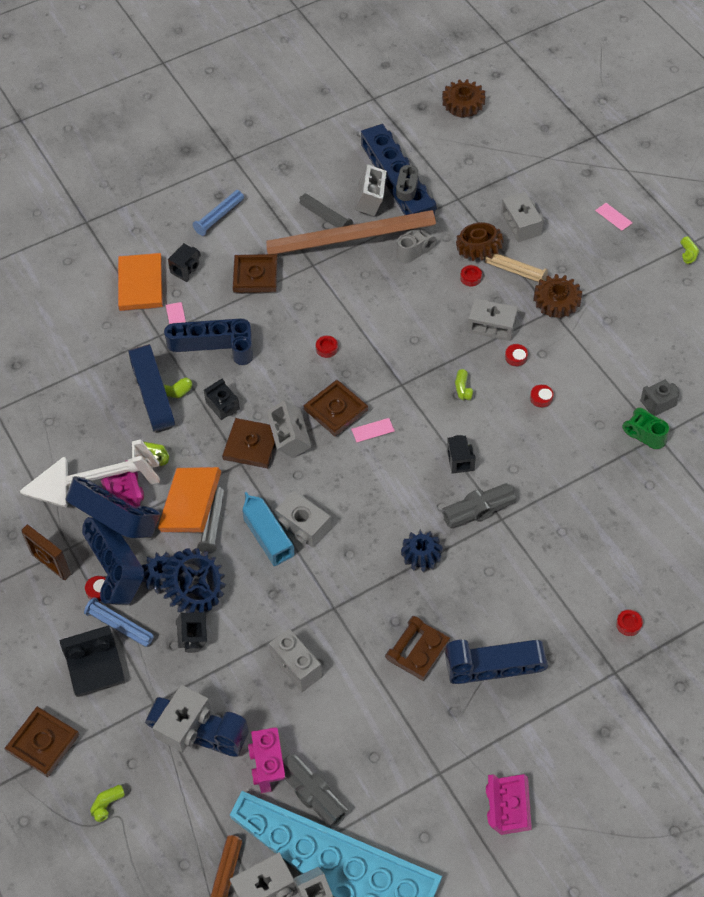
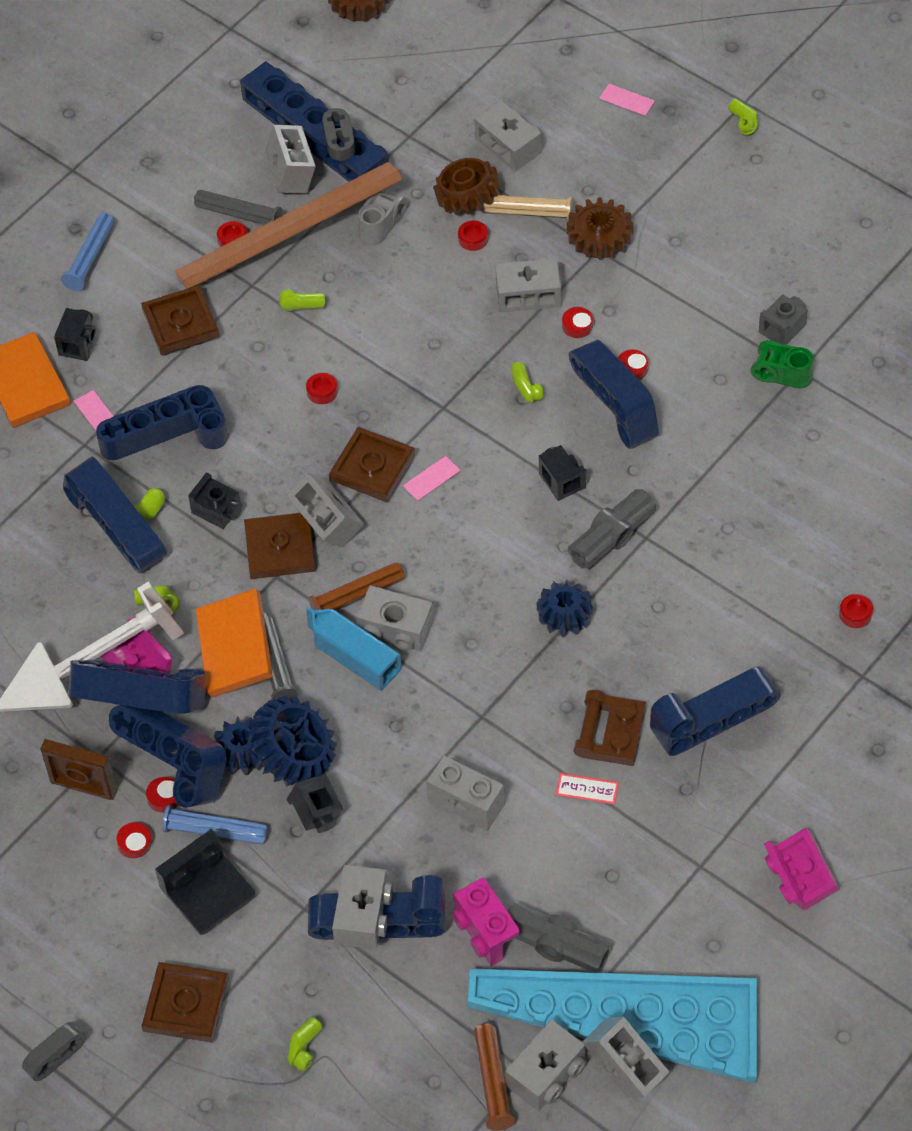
camera: 20 degrees left, 0 degrees up
(64, 613) = (134, 840): none -> red tile
(284, 490) = (358, 588): none -> dark orange axle
(313, 226) = (229, 232): none -> red tile
(332, 283) = (297, 301): none -> lime arm
(384, 686) = (587, 788): none -> white sticker
(521, 411) = (618, 391): none -> dark blue beam

